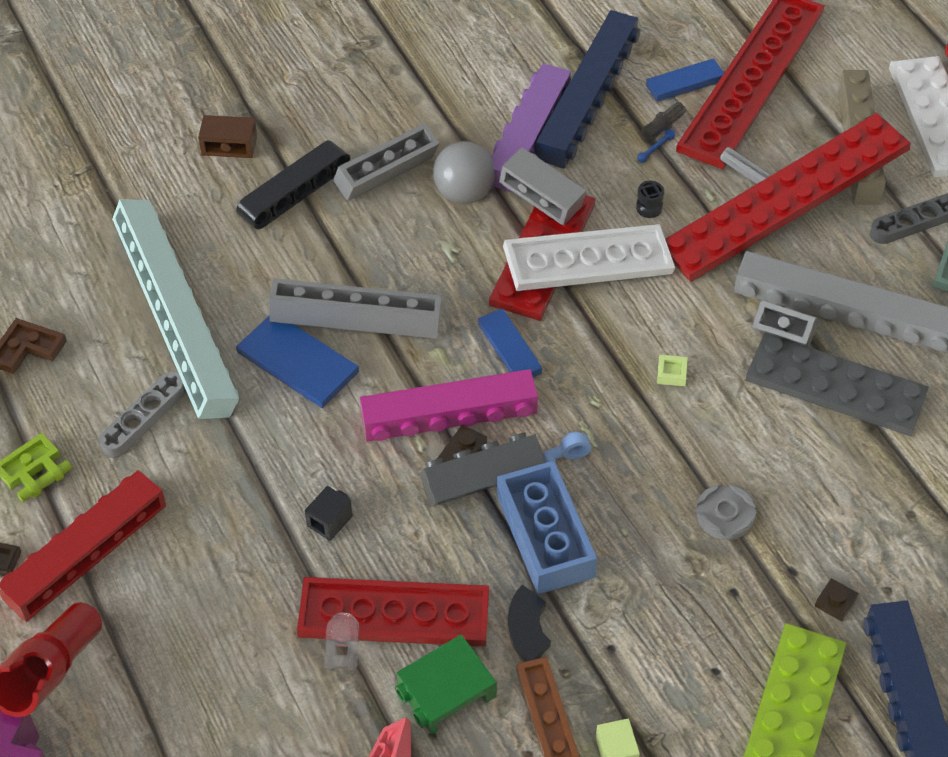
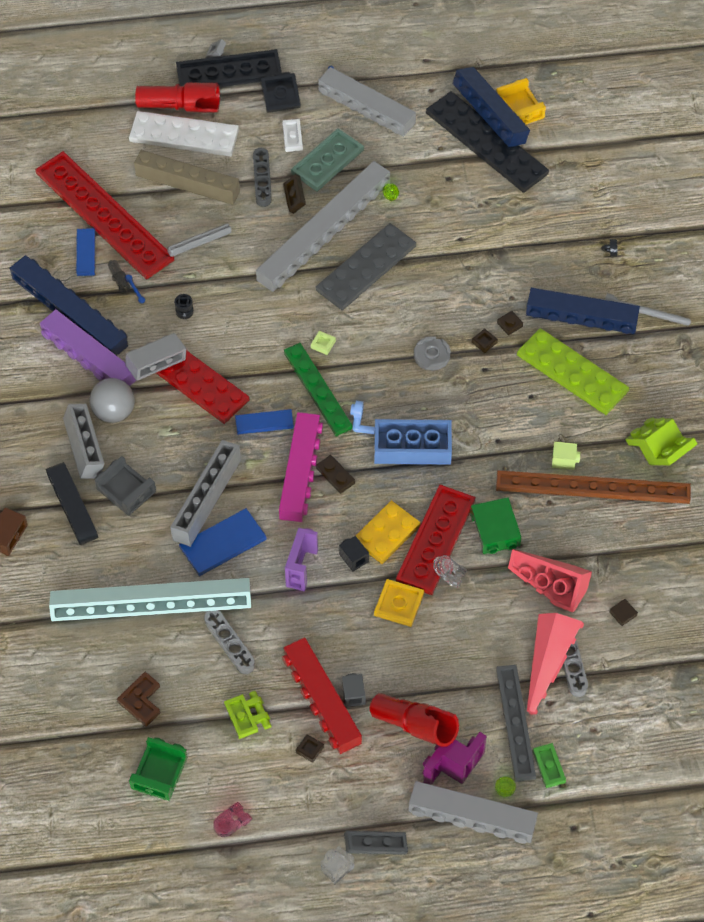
camera: 70 degrees left, 5 degrees up
(102, 580) = (353, 690): none -> dark grey brick
(266, 596) = (399, 603): none -> yellow plate
(288, 442) = (295, 573): none -> medium lavender panel
(342, 228) = (124, 486): none -> dark grey panel
(385, 546) = (387, 531): none -> yellow plate
(478, 471) = (359, 461): dark grey brick -> none
(525, 625) = (469, 476): black tile -> none
(588, 257) = (220, 354): white plate -> none
(593, 390) = (318, 389): none -> green plate
(784, 574) = (484, 340): none -> dark brown tile
(785, 196) = (222, 234): red plate -> none
(785, 323) = (318, 271): light grey brick -> none
(914, 257) = (294, 193): none -> dark brown plate

